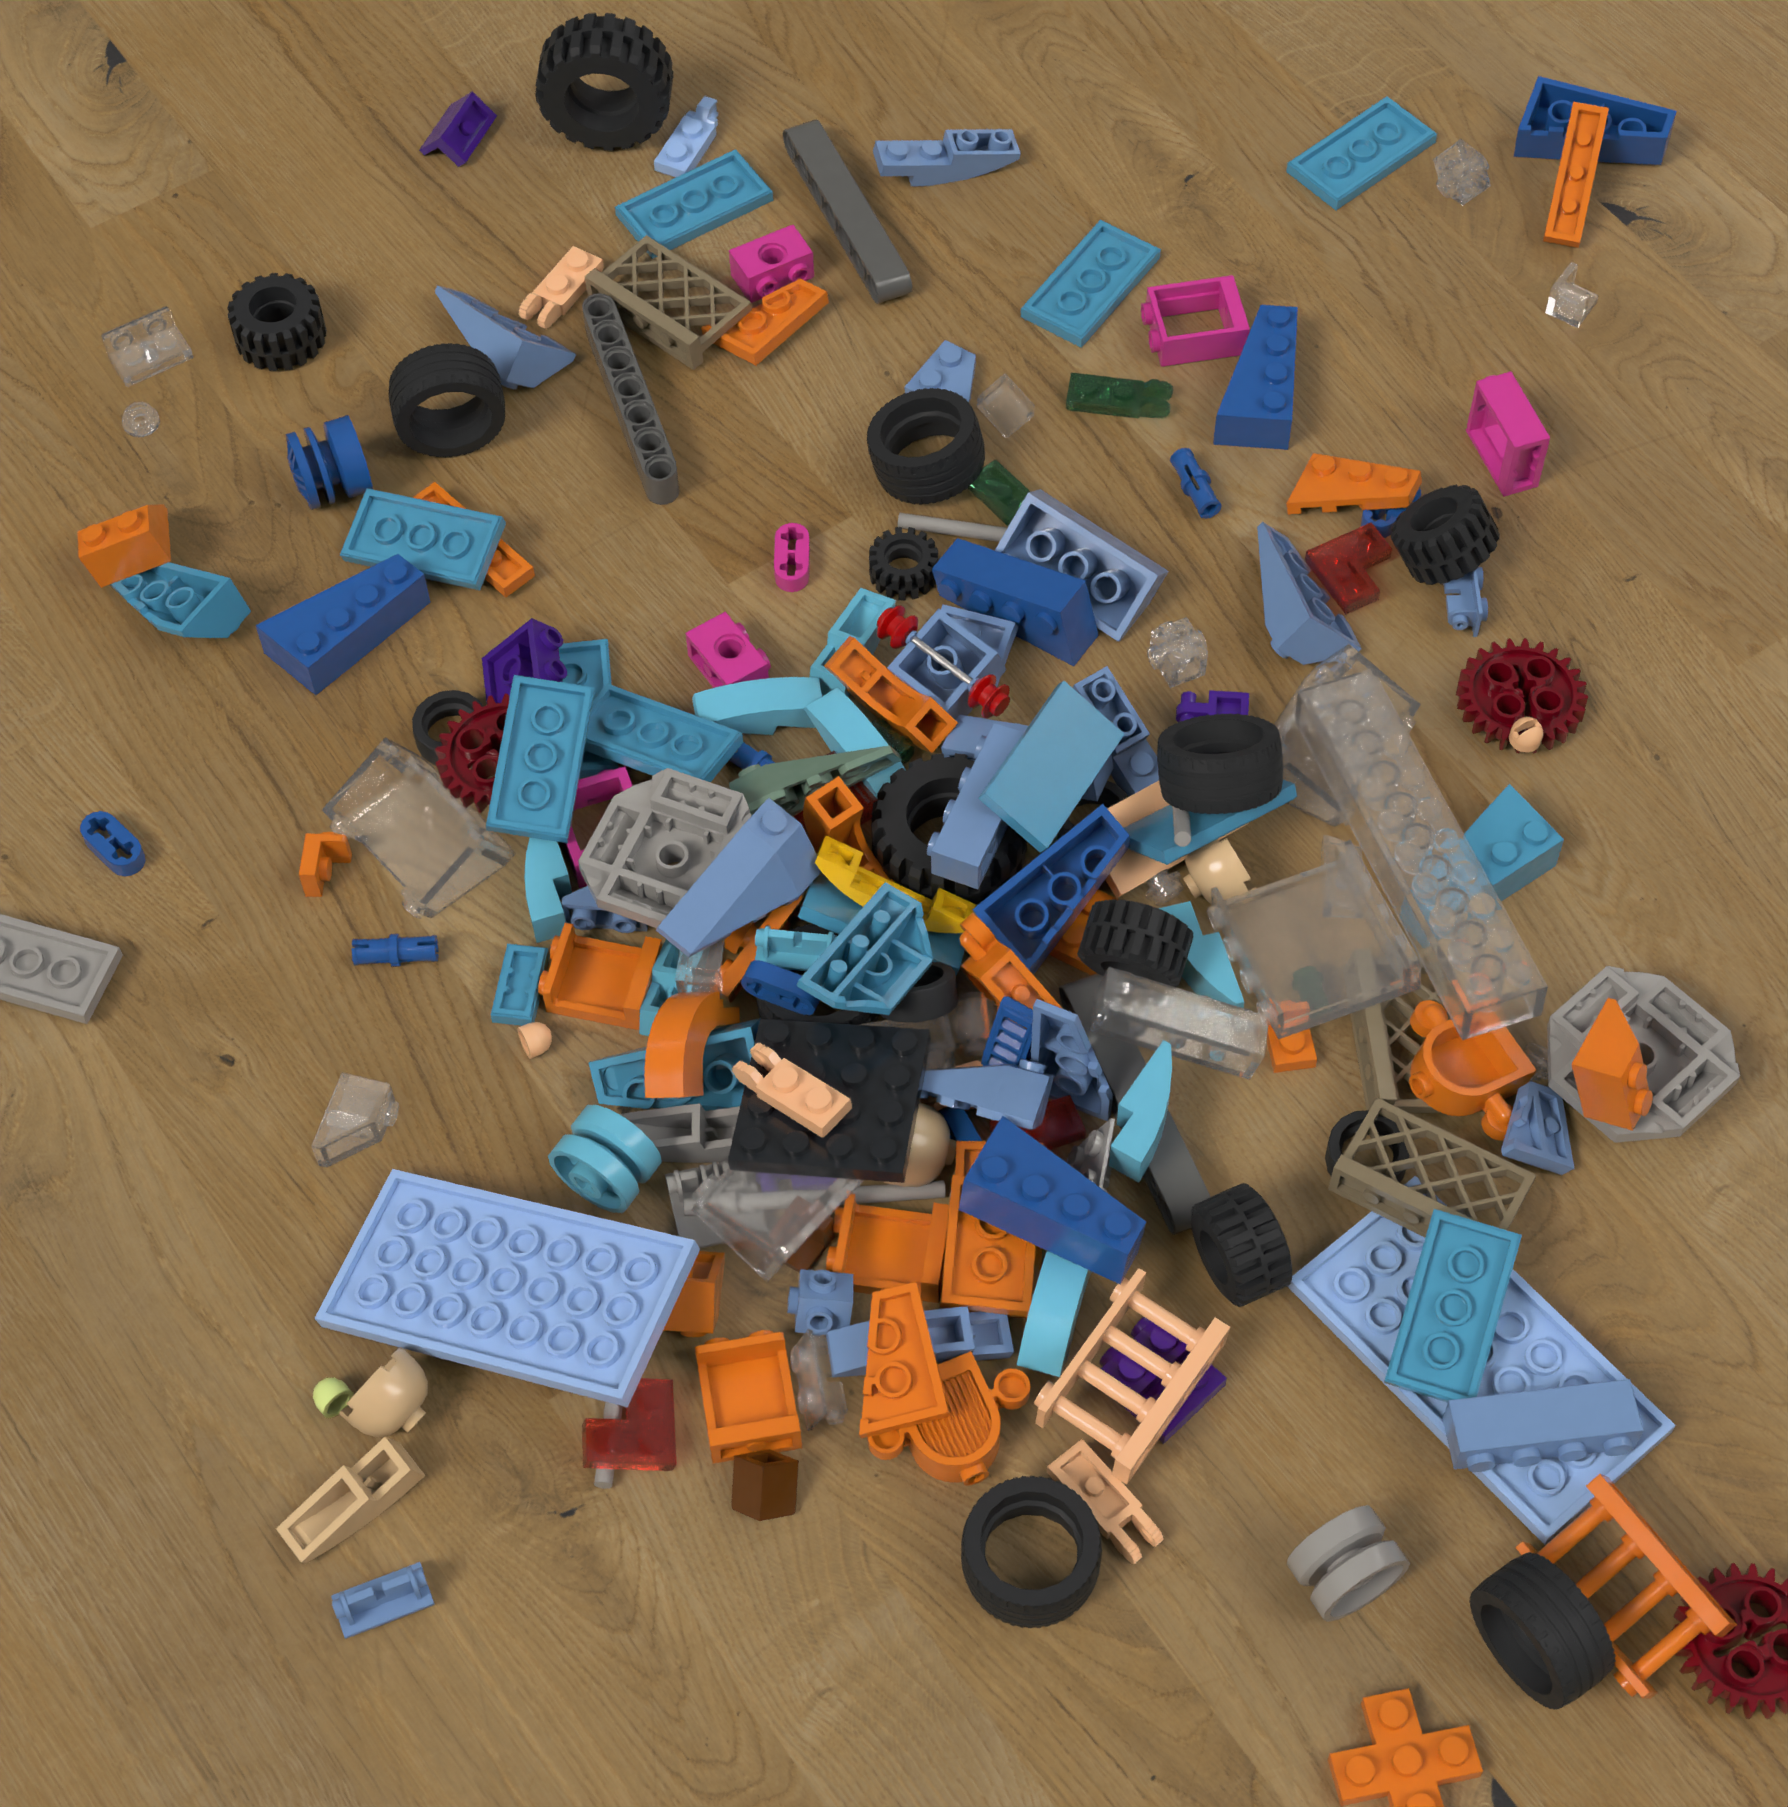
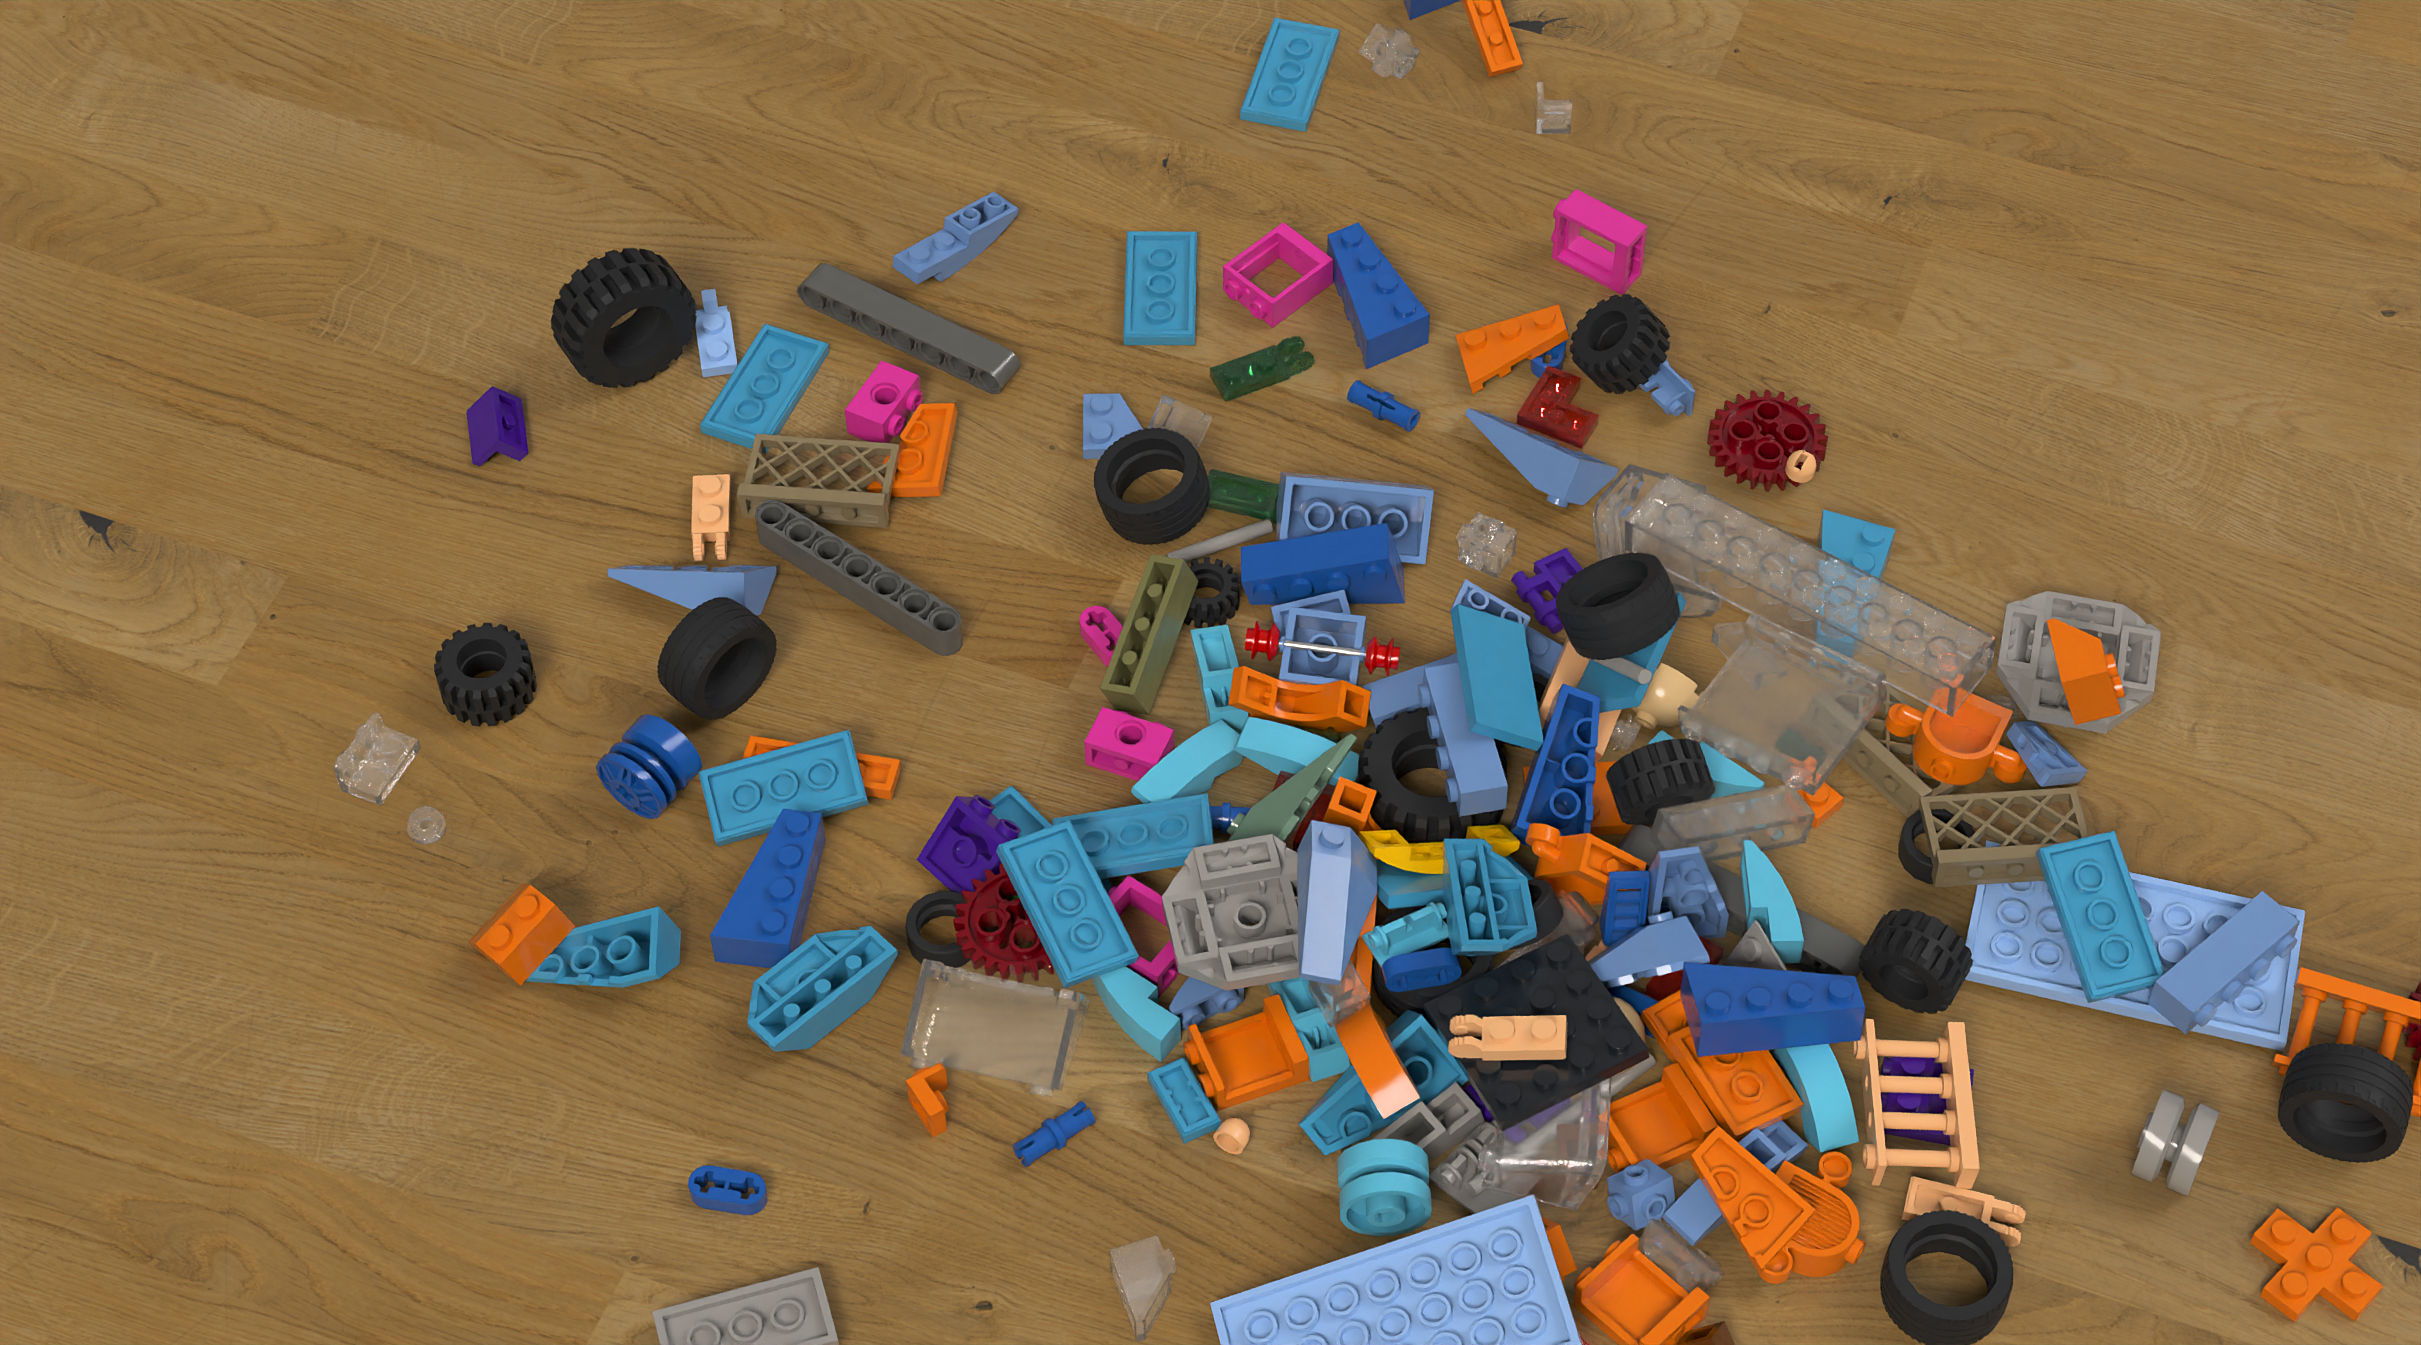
camera: 35 degrees left, 5 degrees down
(301, 718) = (818, 987): none -> dark azure wedge
(812, 570) = (1149, 634): none -> olive brick

